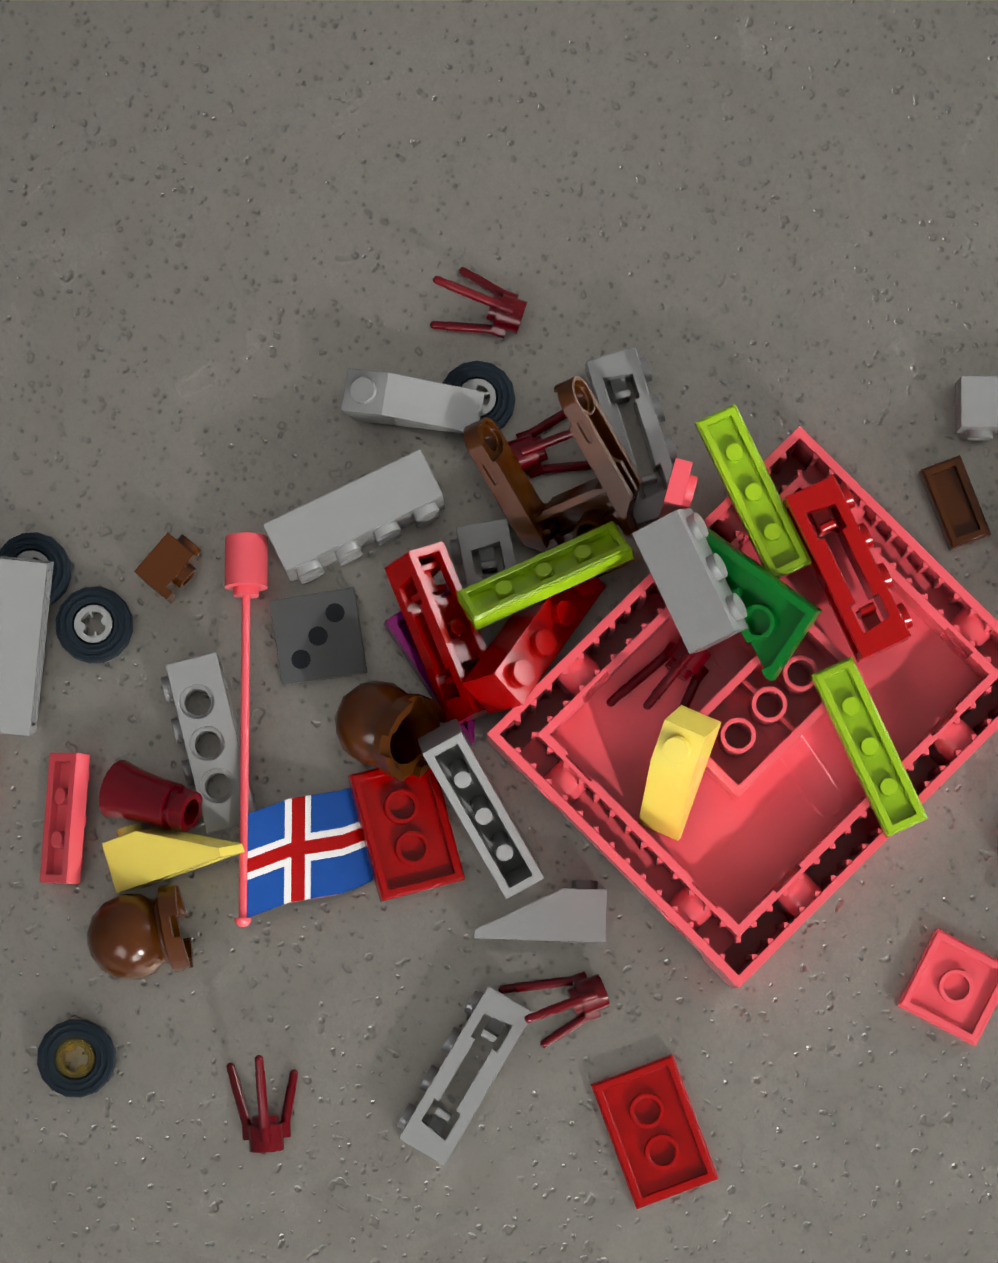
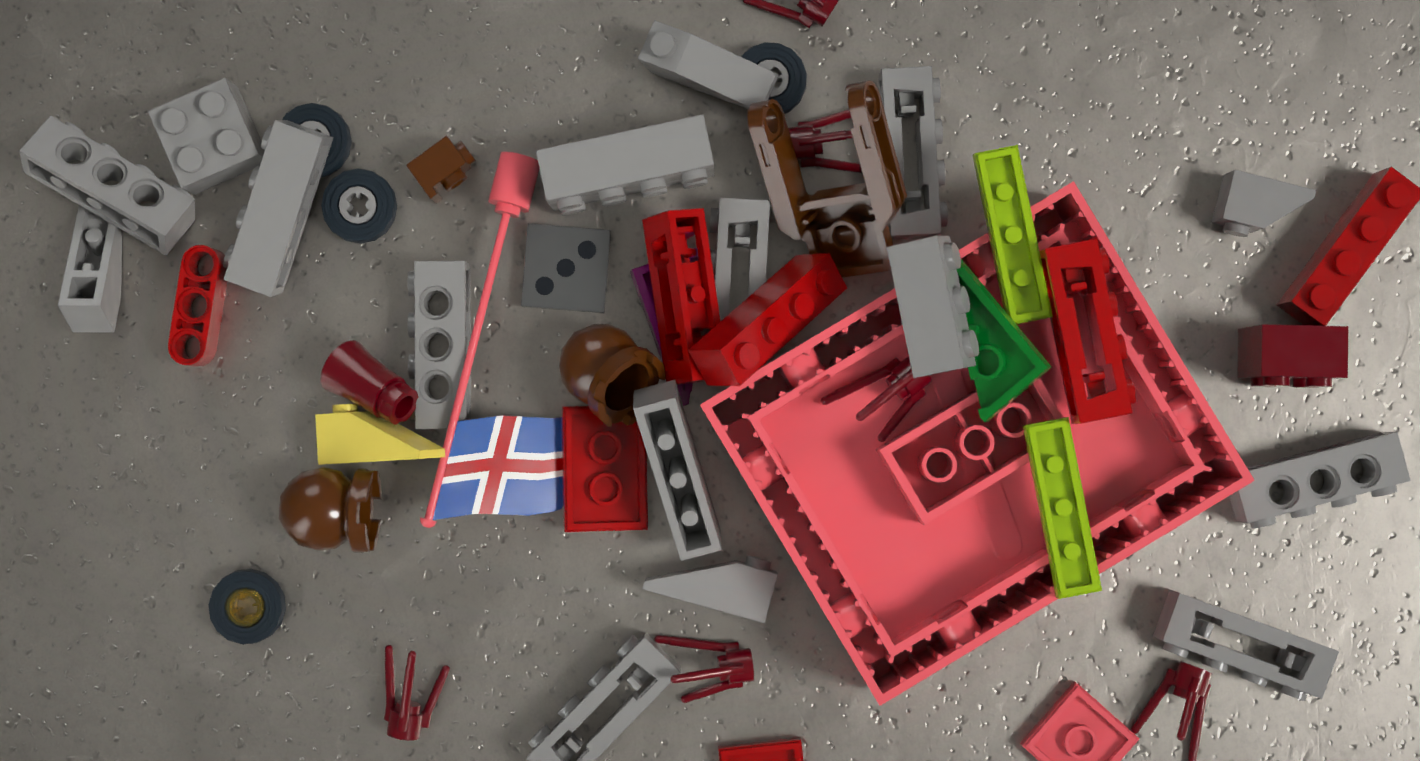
camera: 15 degrees right, 5 degrees up
(65, 818) = (288, 382): coral plate -> none
(544, 575) = (792, 265): lime tile -> none
(677, 770) = (873, 484): light yellow slope -> none
(679, 488) = (942, 214): coral plate -> none
(954, 503) = (1194, 288): reddish brown tile -> none

